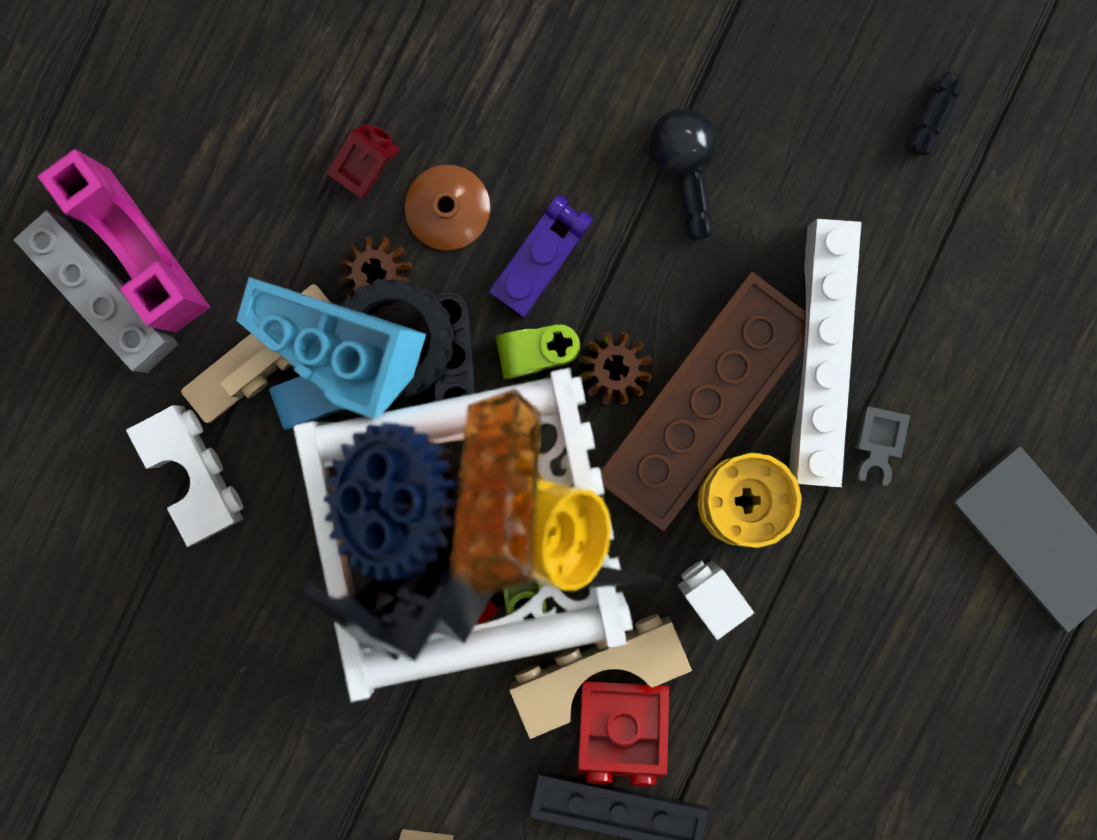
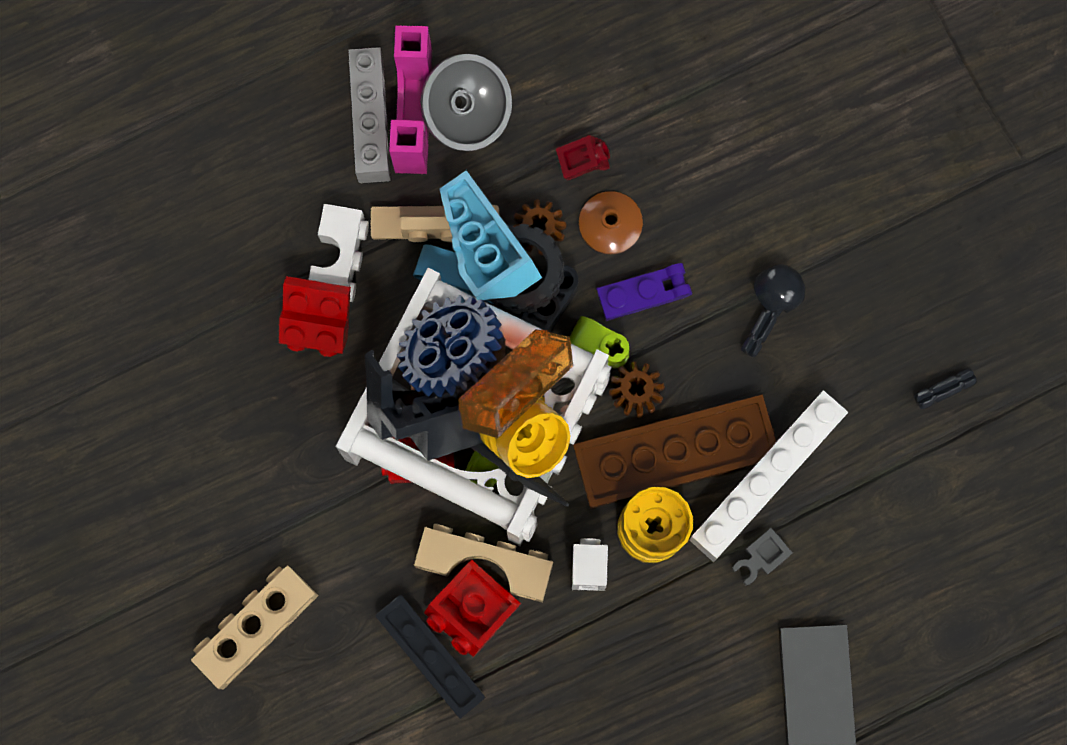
camera: 40 degrees right, 10 degrees down
(211, 182) = (484, 99): none -> dark grey dish
(214, 558) = (314, 316): none -> red plate

